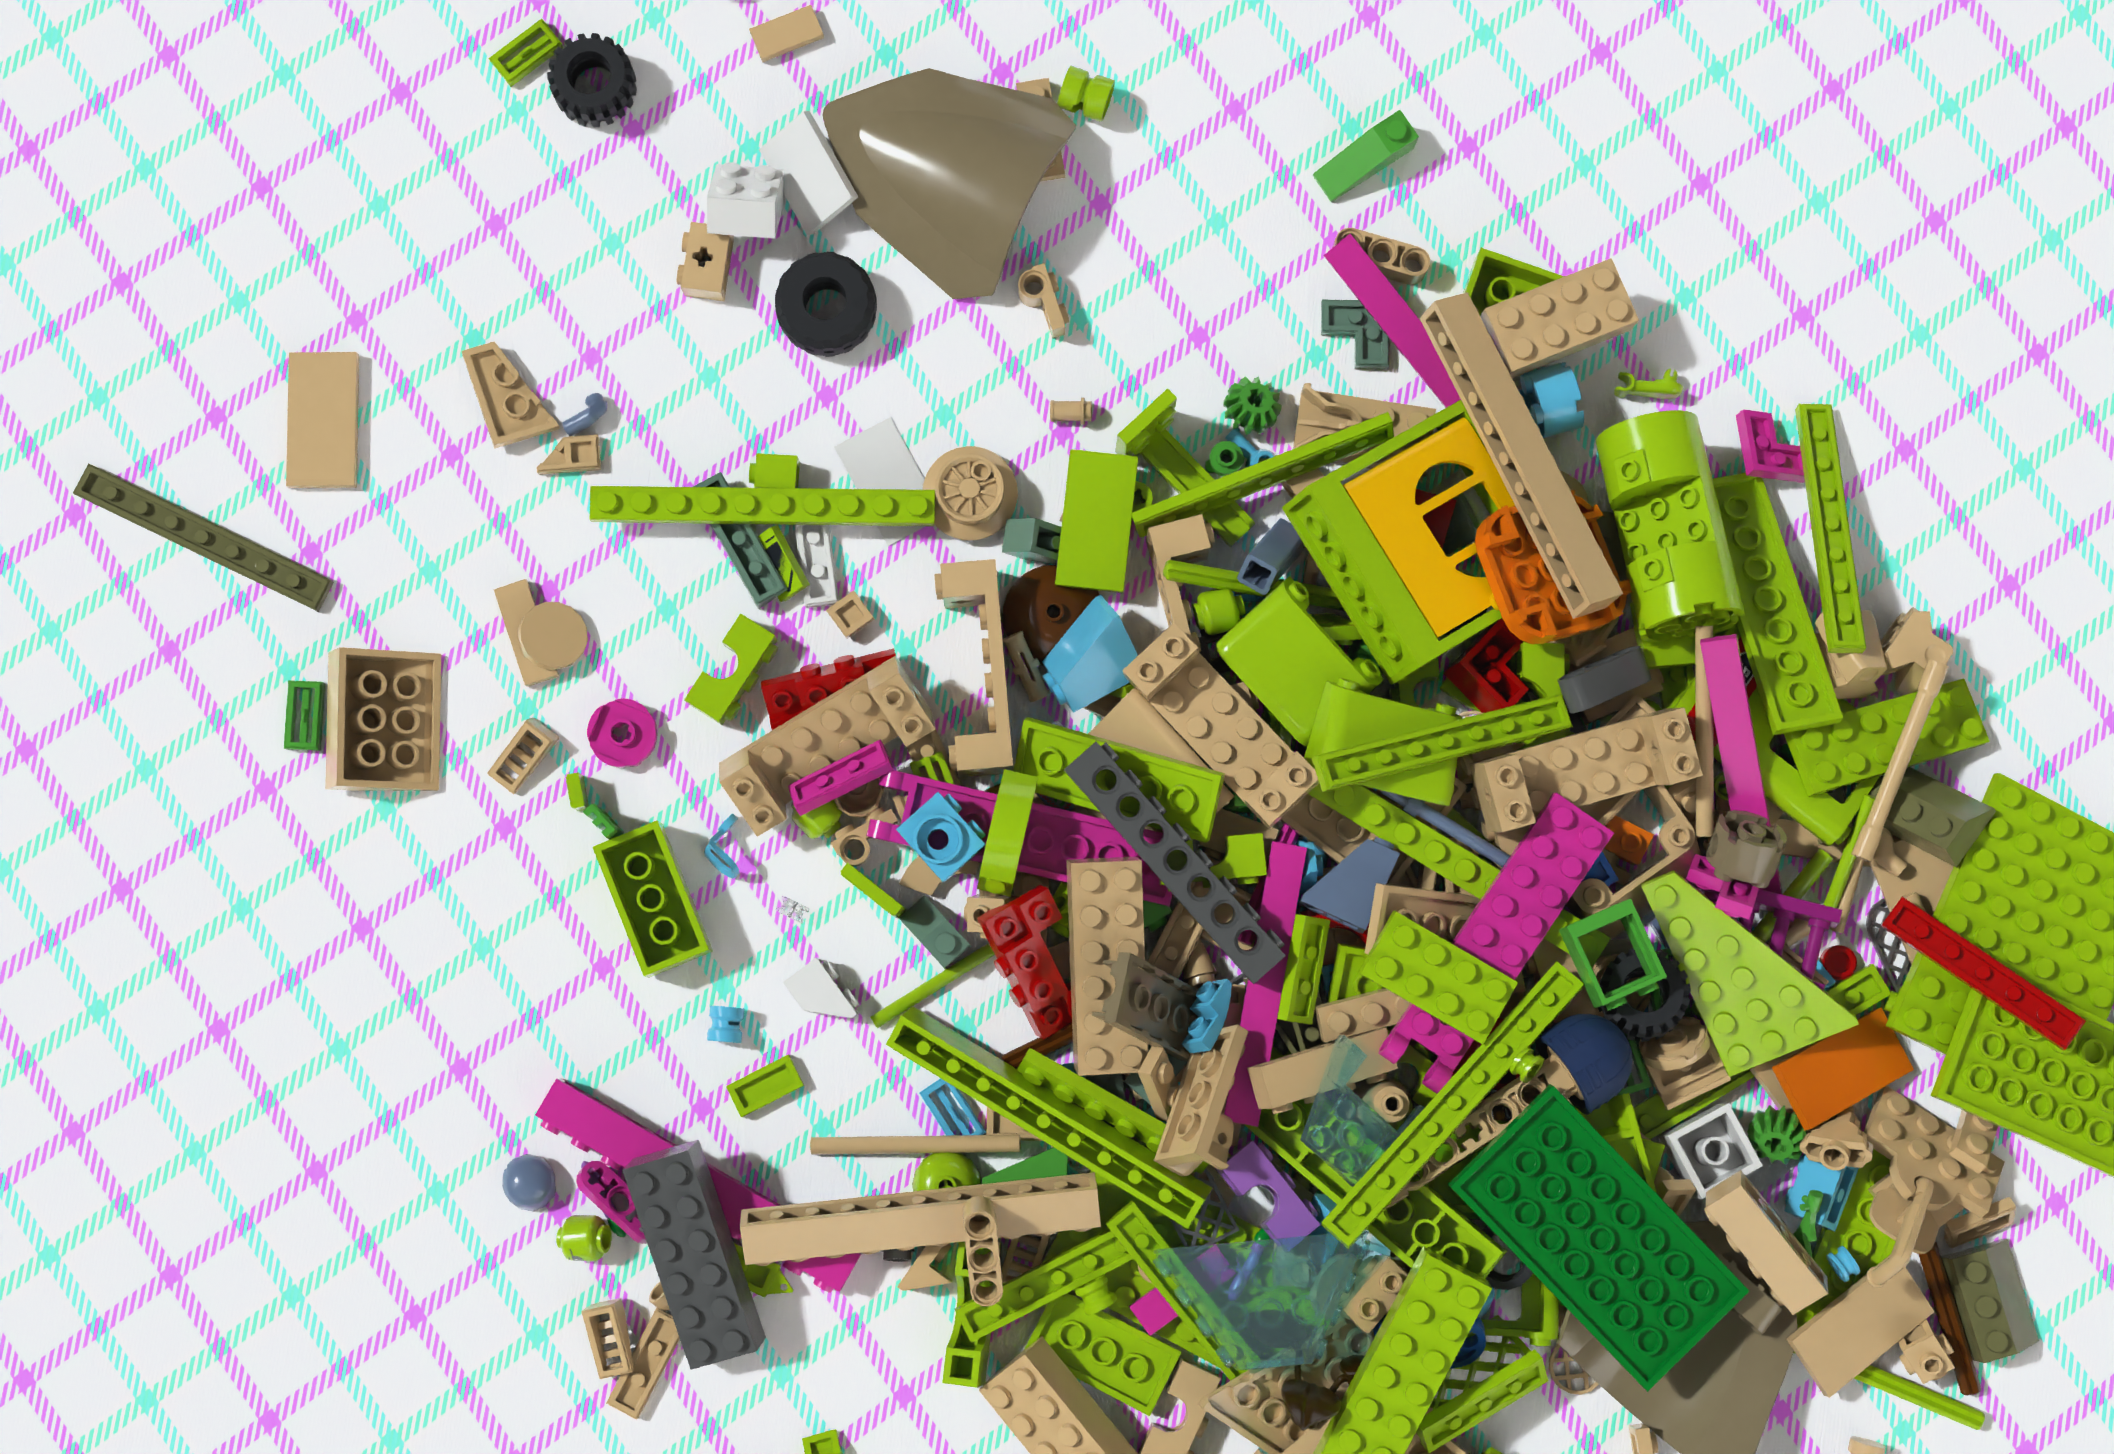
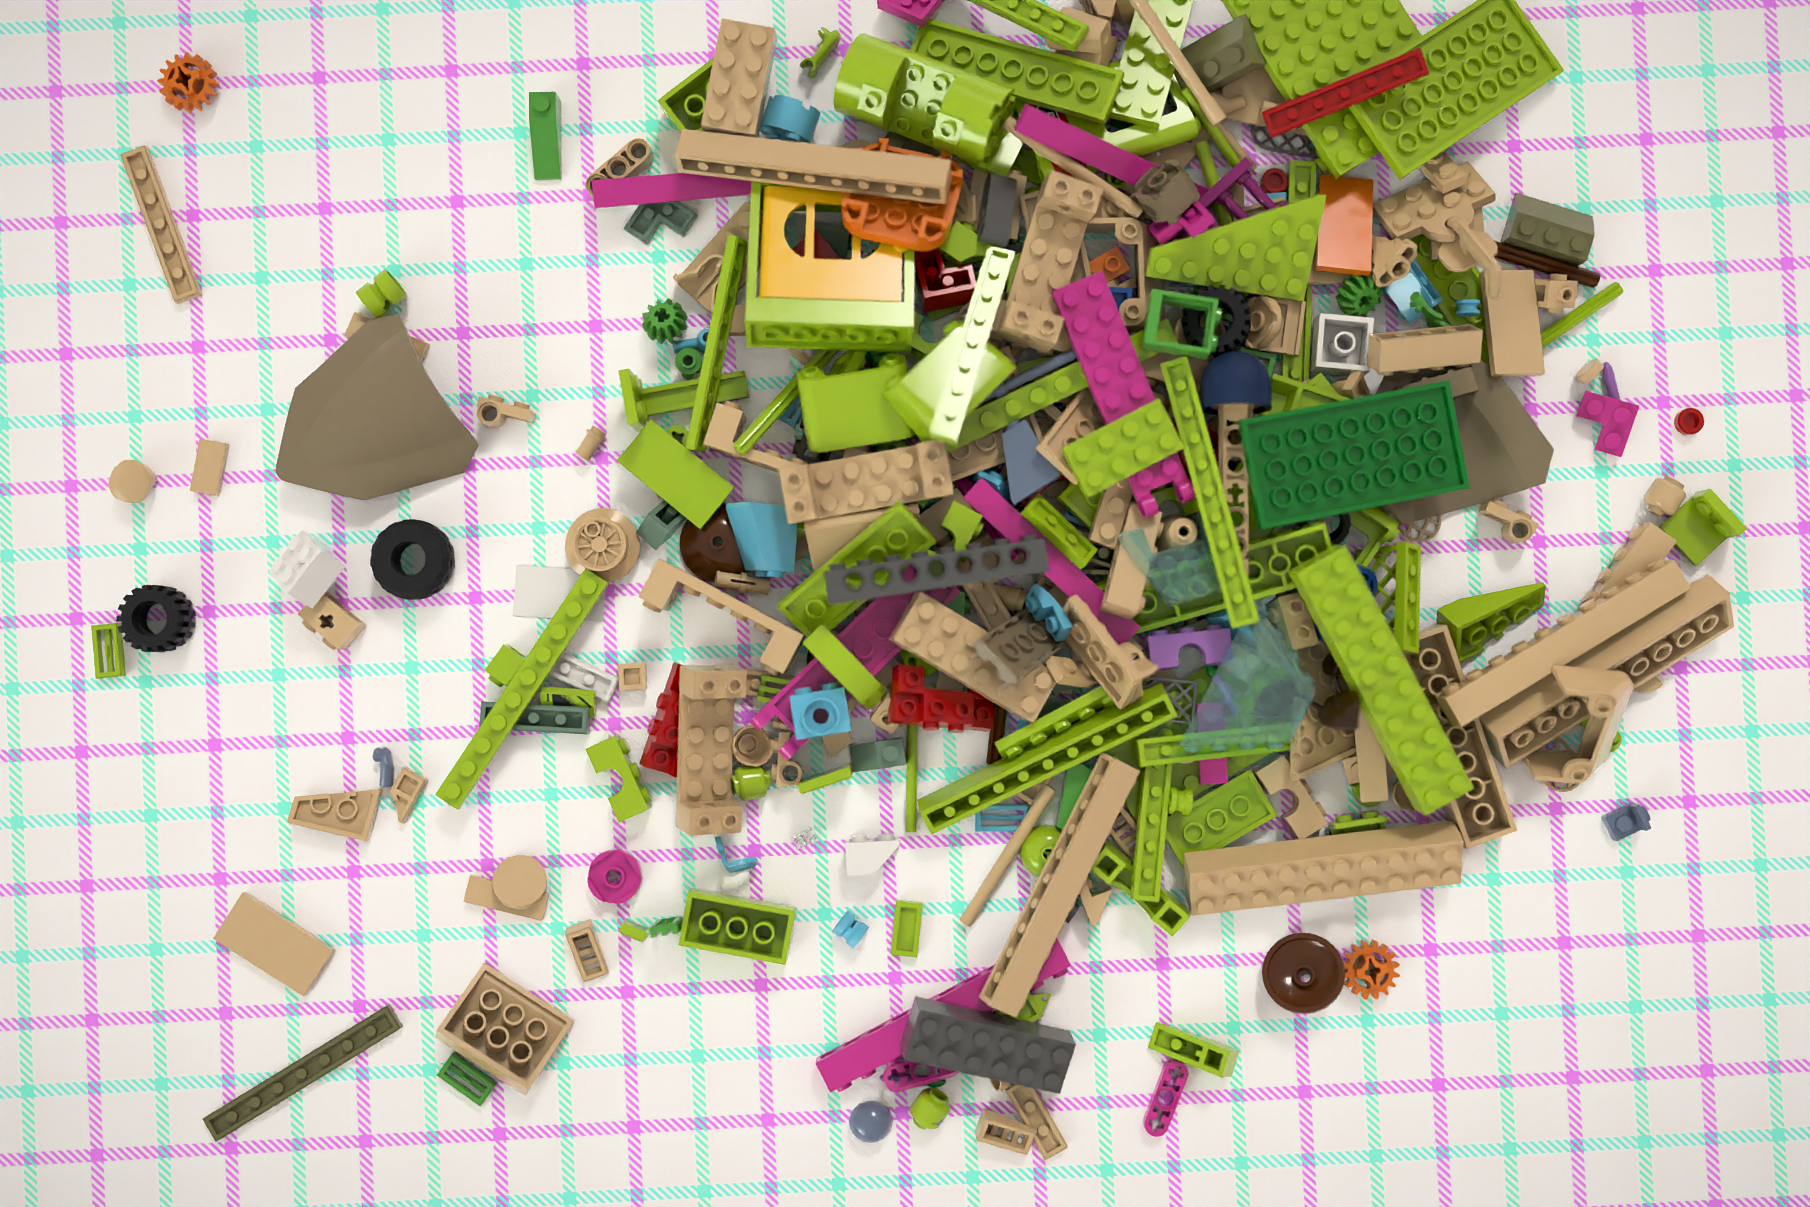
camera: 50 degrees left, 5 degrees up
(812, 174) = (316, 511): white tile -> none
(840, 777) = (737, 753): dark pink tile -> none
(980, 1266) = (1117, 862): tan beam -> none
(1218, 610) = (787, 433): lime head -> none
(1271, 557) = (775, 375): sand blue piece -> none
(1526, 1065) = (1215, 427): lime bush -> none
(1970, 1226) = (1495, 210): tan tile -> none

